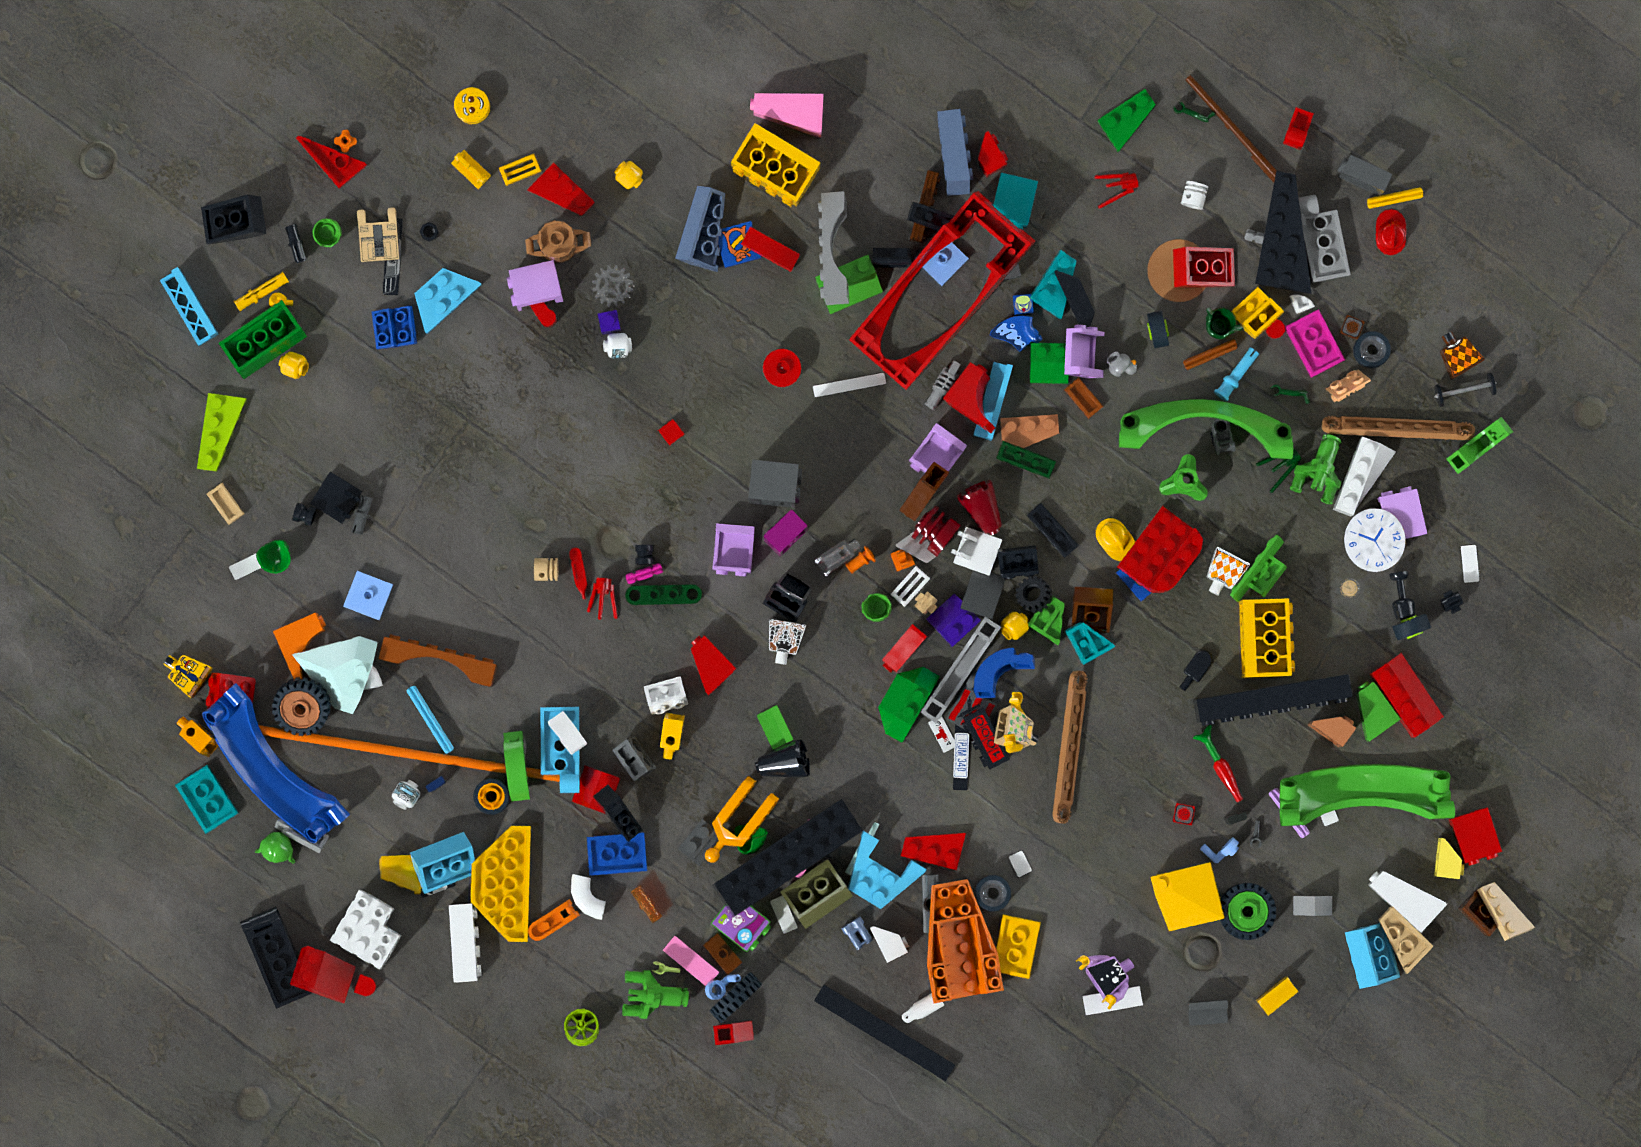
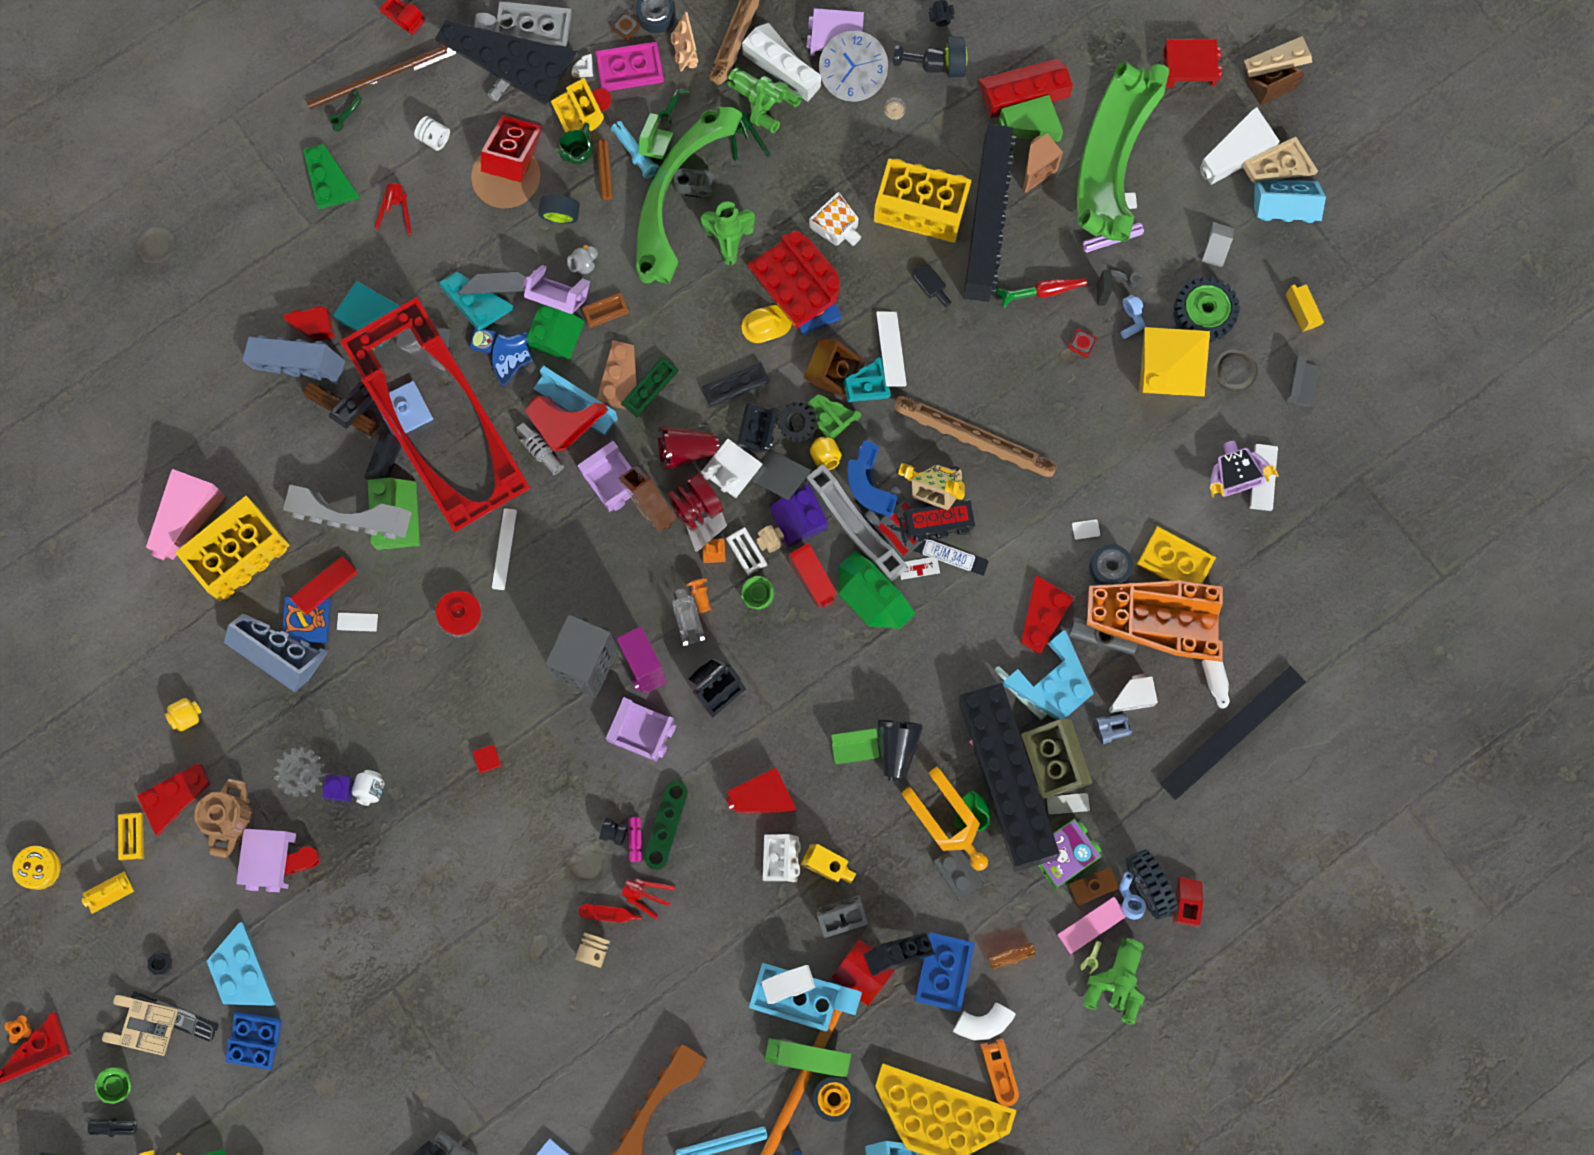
camera: 70 degrees left, 10 degrees down
(581, 1027) = (1134, 1077): lime wheel -> none
(750, 286) = (357, 622): none -> white sticker
(784, 639) = (759, 704): torso -> none
(1126, 652) = (891, 349): none -> white sticker
(1249, 389) = (654, 141): none -> bright green panel
(1263, 572) = (852, 184): bright green bracket -> none
(1447, 861) = (1209, 97): light yellow slope -> none

